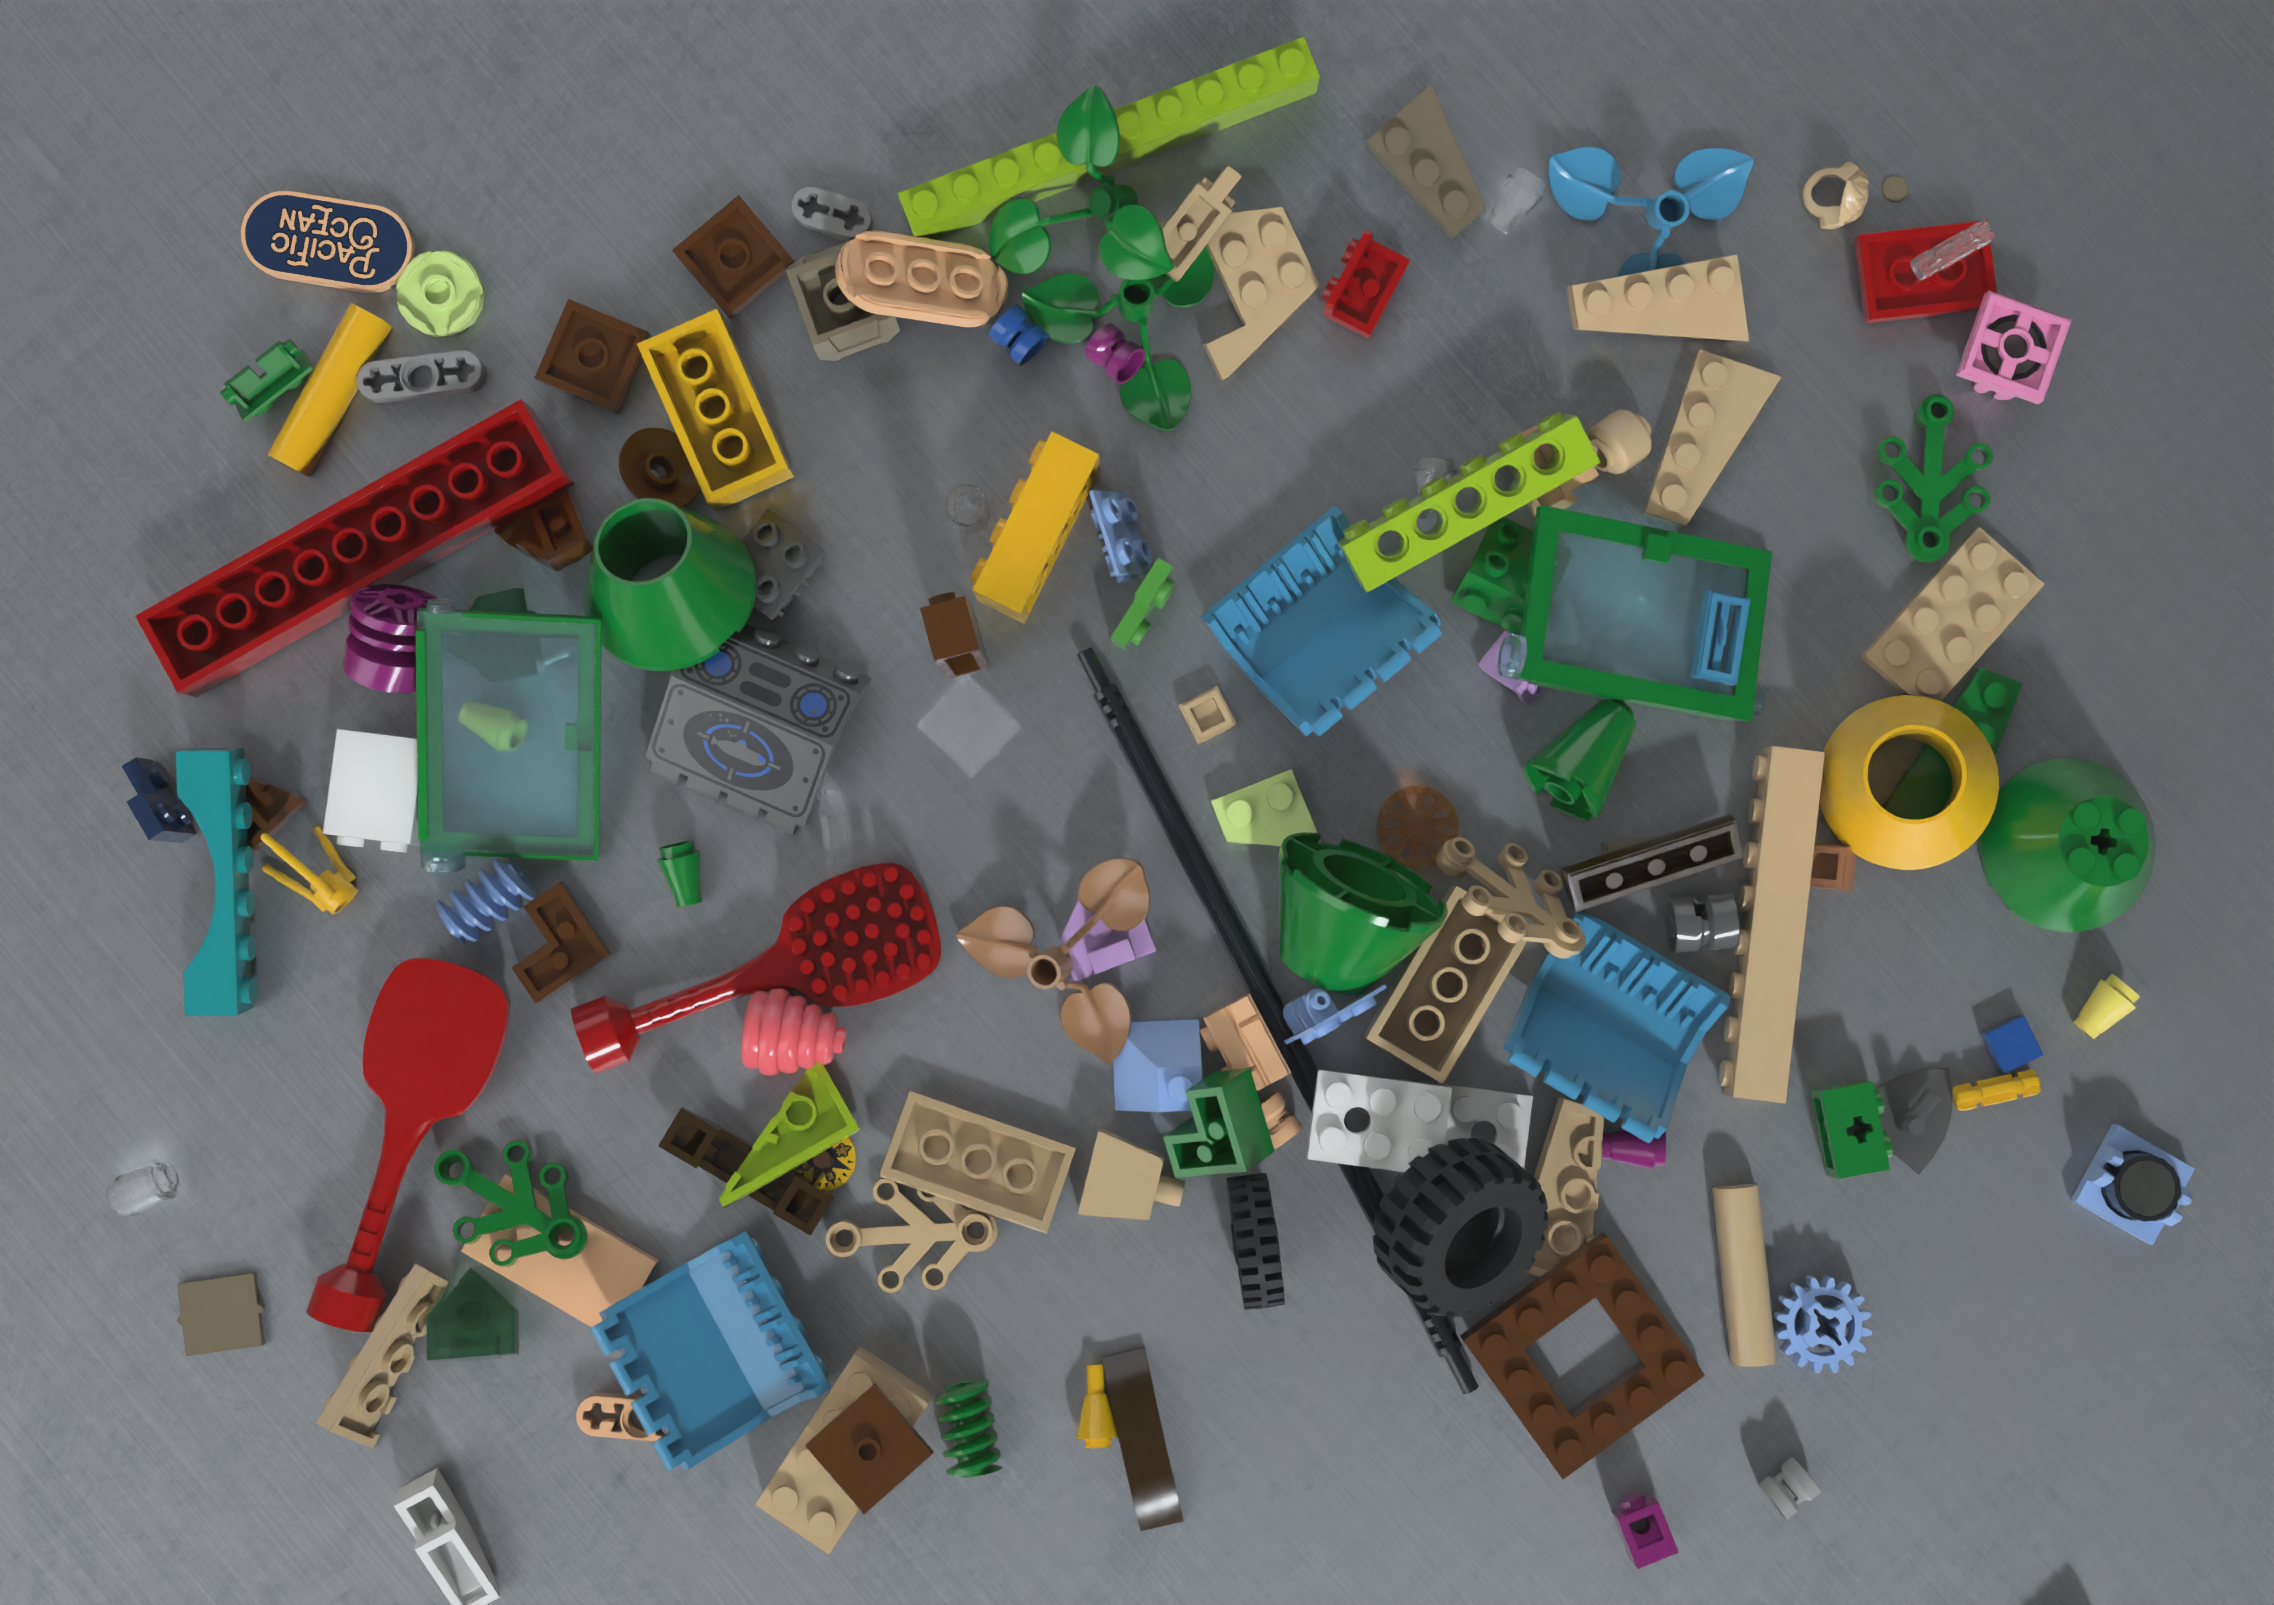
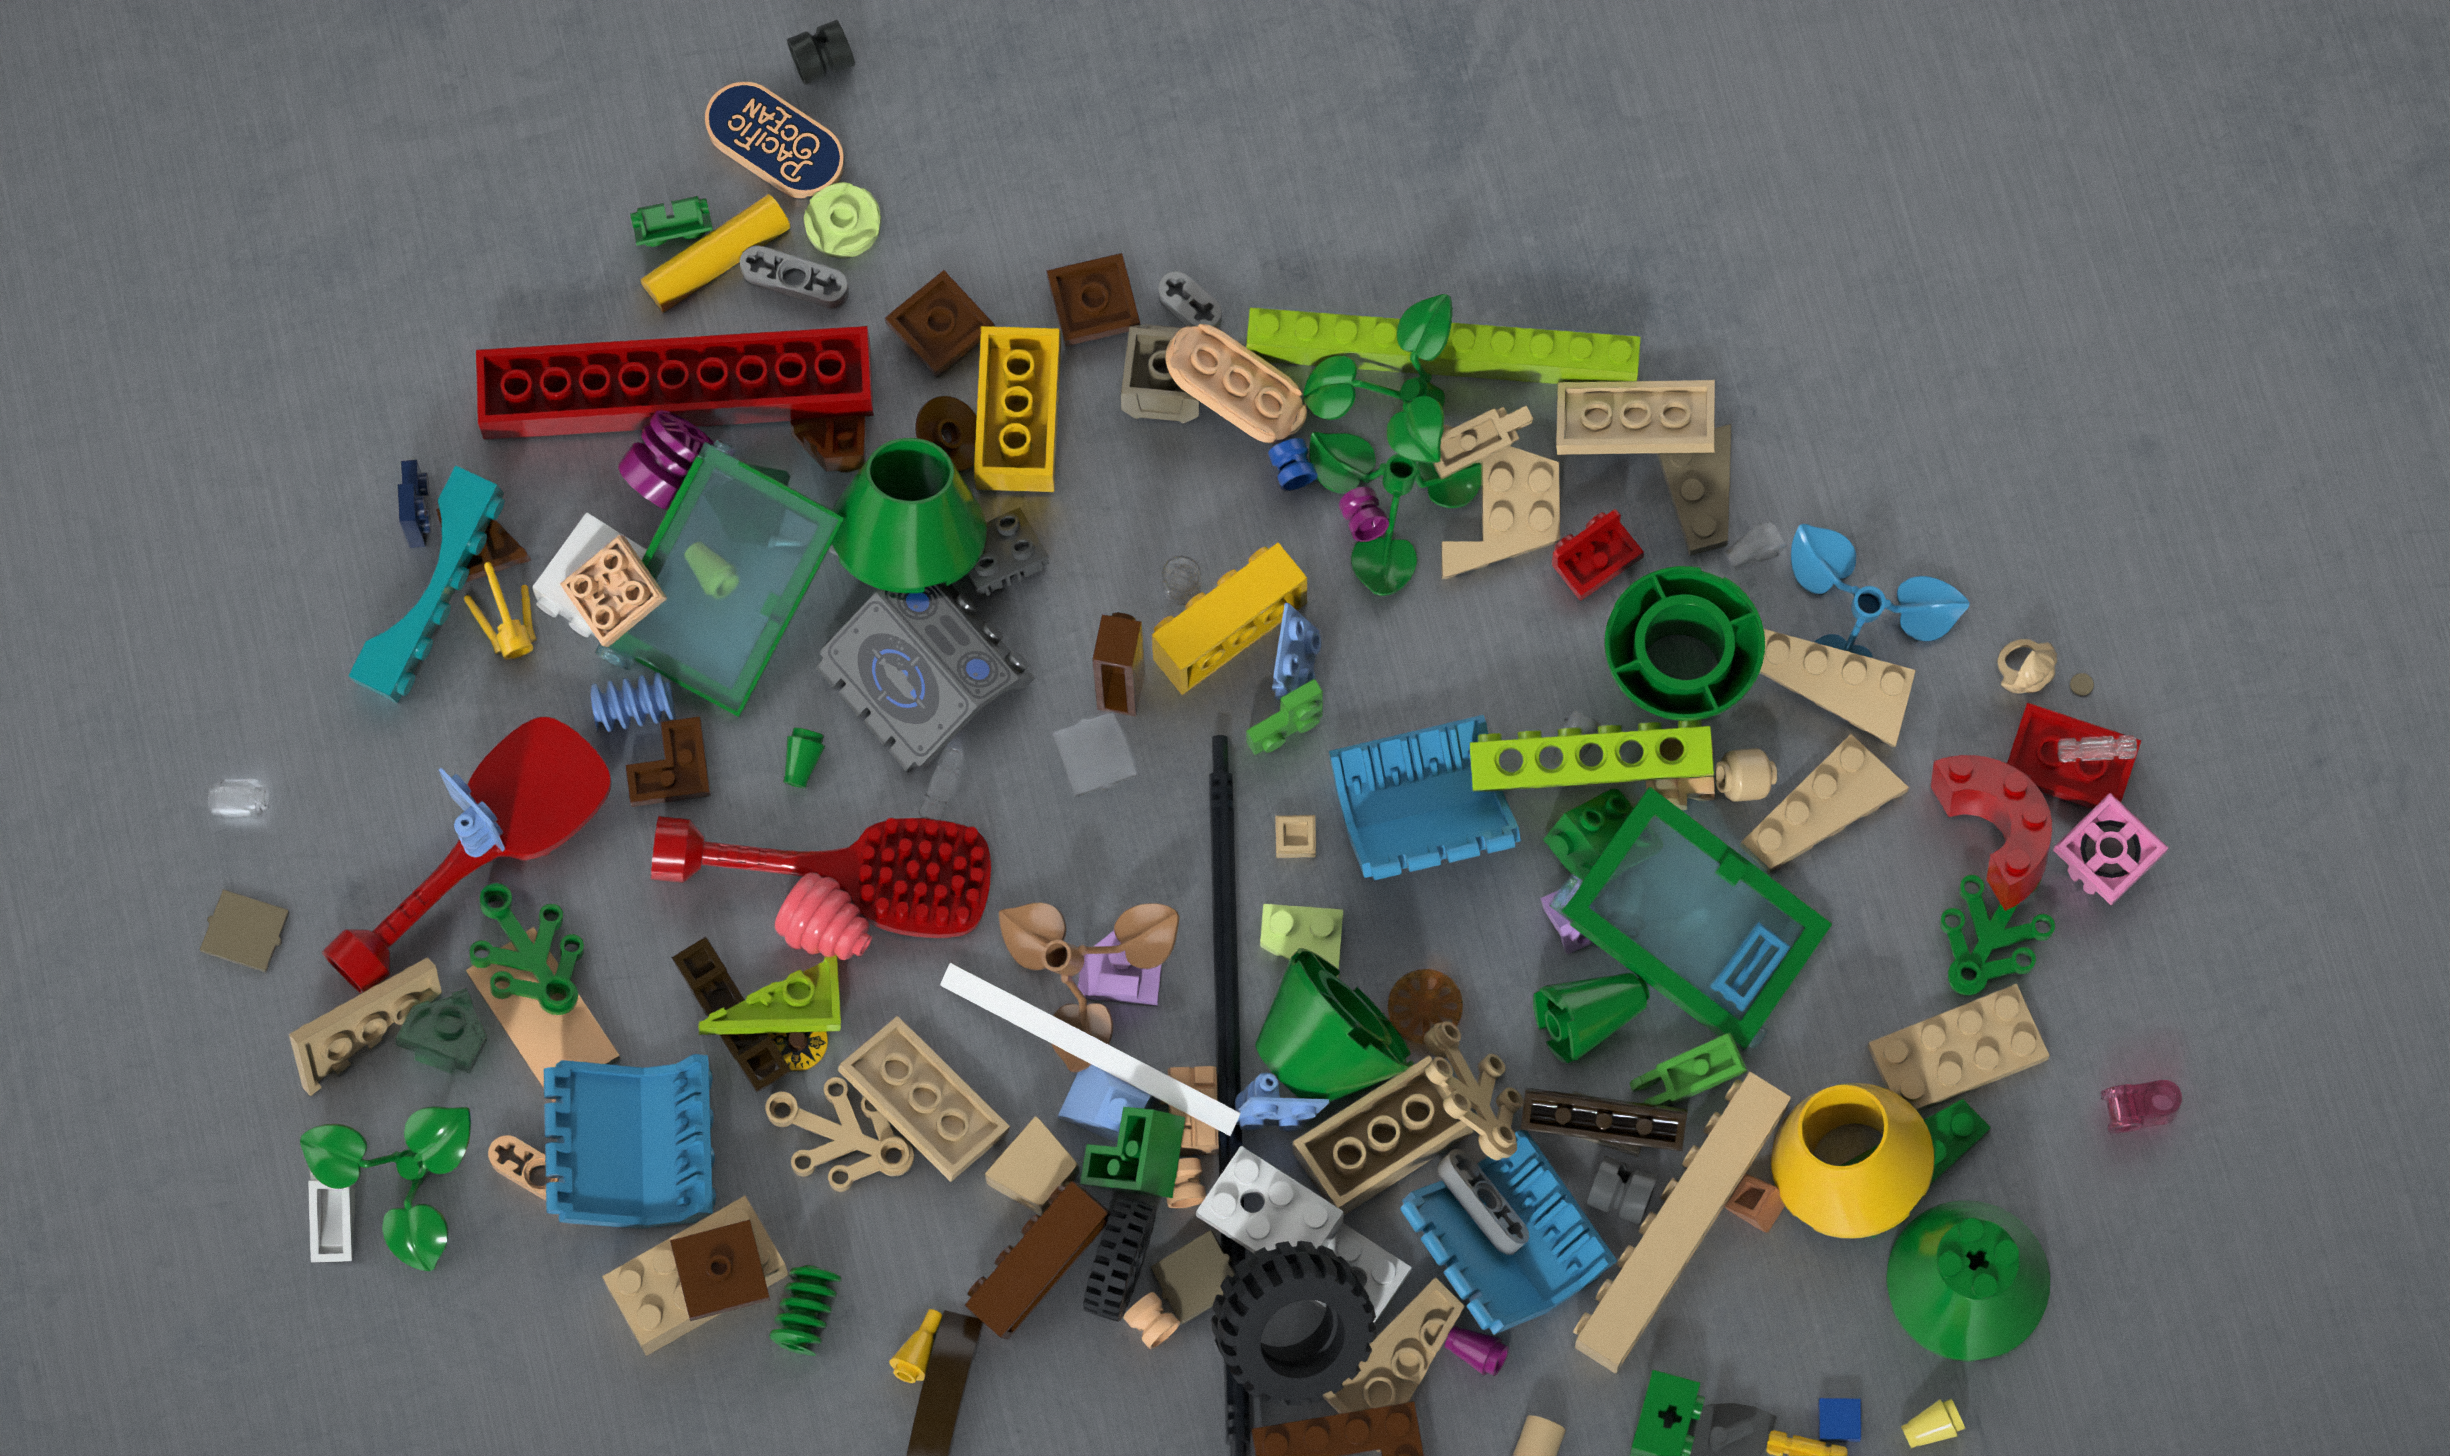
camera: 25 degrees right, 15 degrees down
(326, 126) = (820, 52): none -> pearl dark grey wheel
(392, 1121) = (477, 823): none -> light blue hinge
(405, 802) = (613, 591): none -> light nougat tile
(511, 1470) = (435, 1143): none -> green plant
(1119, 1036) = (1090, 1049): none -> white sticker
(1173, 1273) = (1038, 1259): none -> reddish brown brick
(1309, 1273) = (1149, 1317): none -> light nougat wheel
(1331, 1208) = (1193, 1276): none -> dark tan piece
(1337, 122) = (1636, 417): none -> tan plate
(1544, 304) = (1693, 605): none -> green cone
(1611, 1017) = (1469, 1183): none -> light grey beam
(1713, 770) = (1693, 1071): none -> bright green hinge
(1905, 352) = (2013, 805): none -> red brick
(2152, 595) = (2138, 1105): none -> clear pink piece

